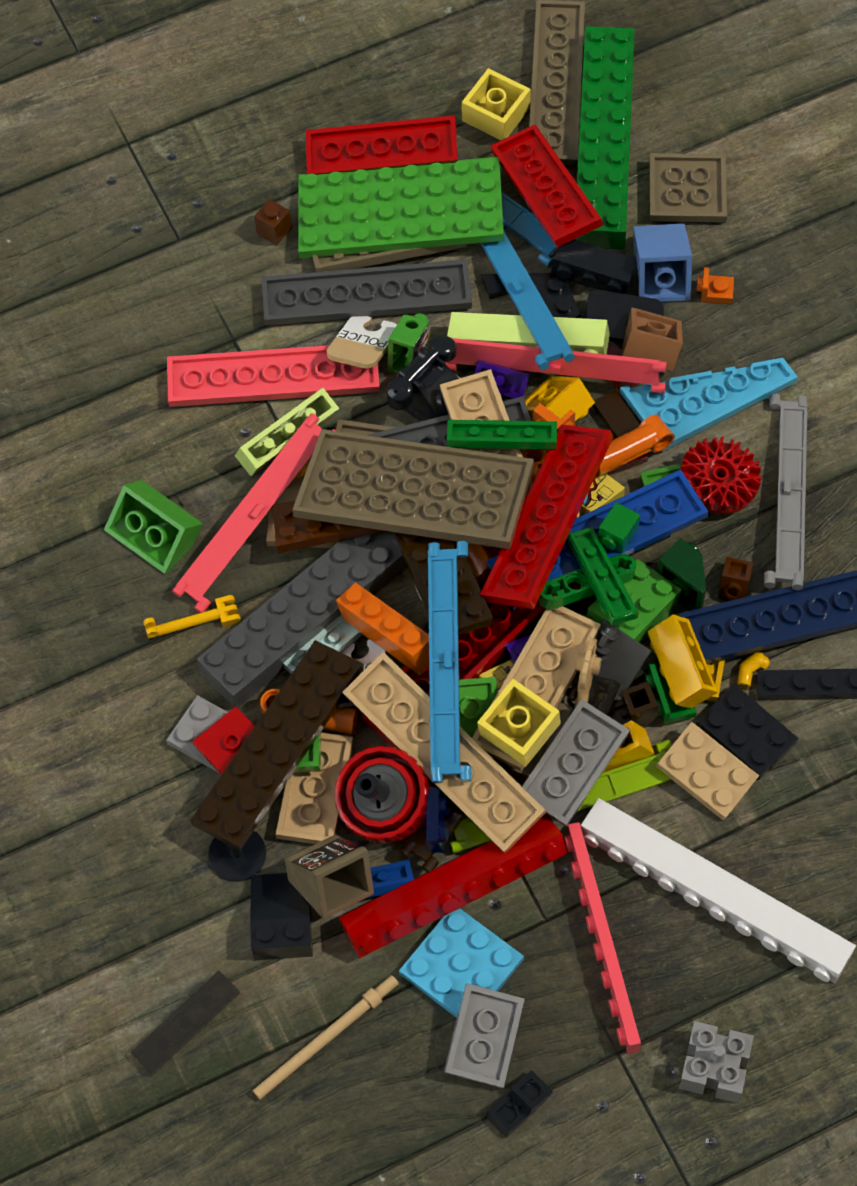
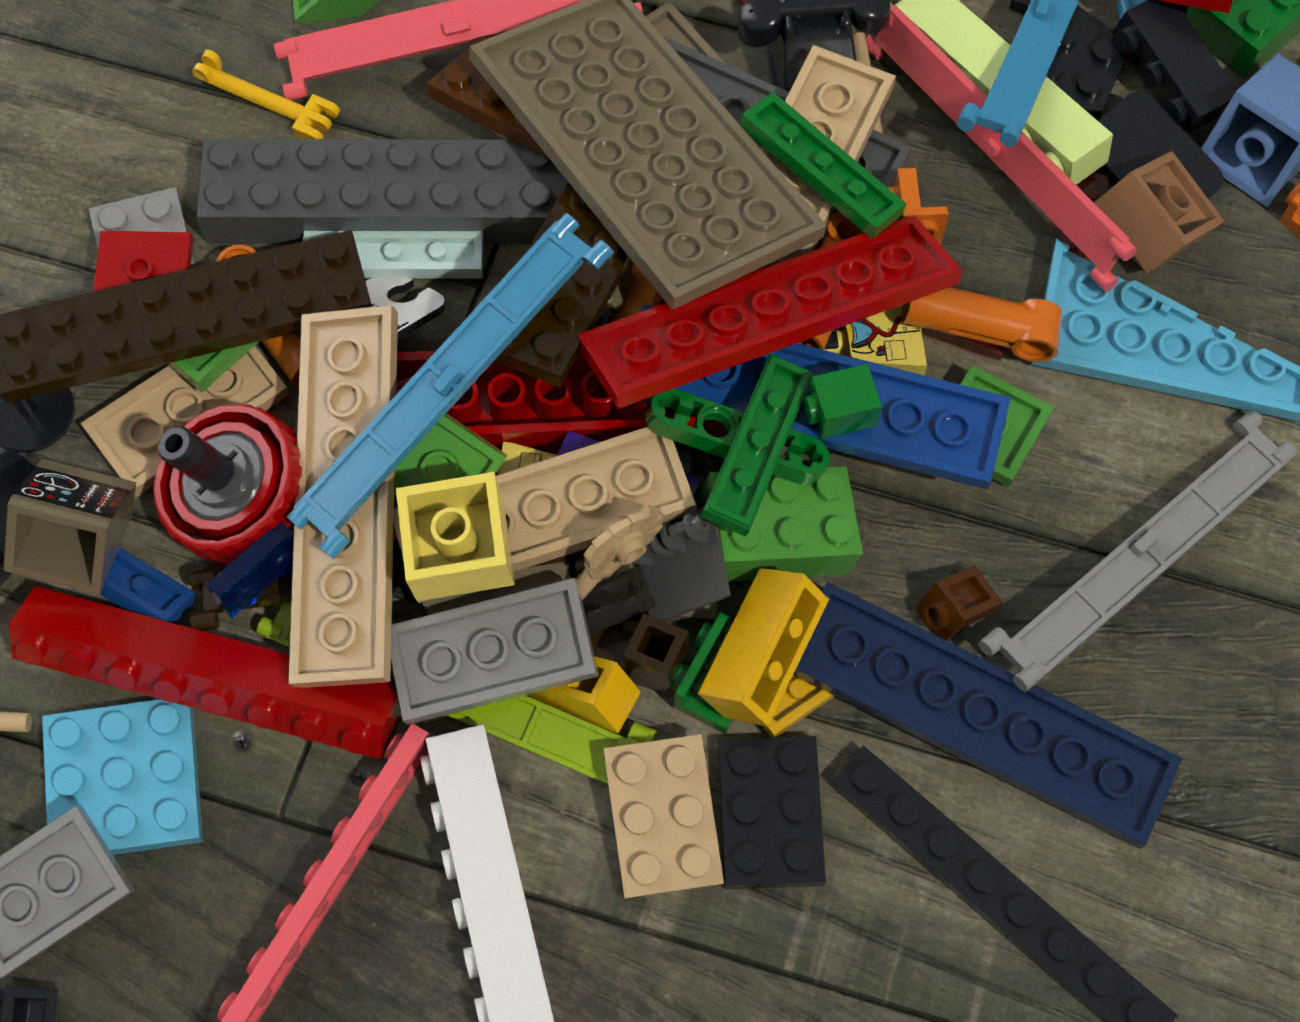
camera: 40 degrees right, 5 degrees up
(385, 627) = (441, 273): orange brick -> none
(508, 380) = (918, 112): dark purple plate -> none
(560, 396) = (970, 191): yellow slope -> none
(615, 414) = (1020, 266): dark brown tile -> none
(685, 569) = (890, 532): dark green slope -> none
(722, 475) = (1068, 455): red wheel -> none
(750, 665) = (859, 731): yellow arm -> none

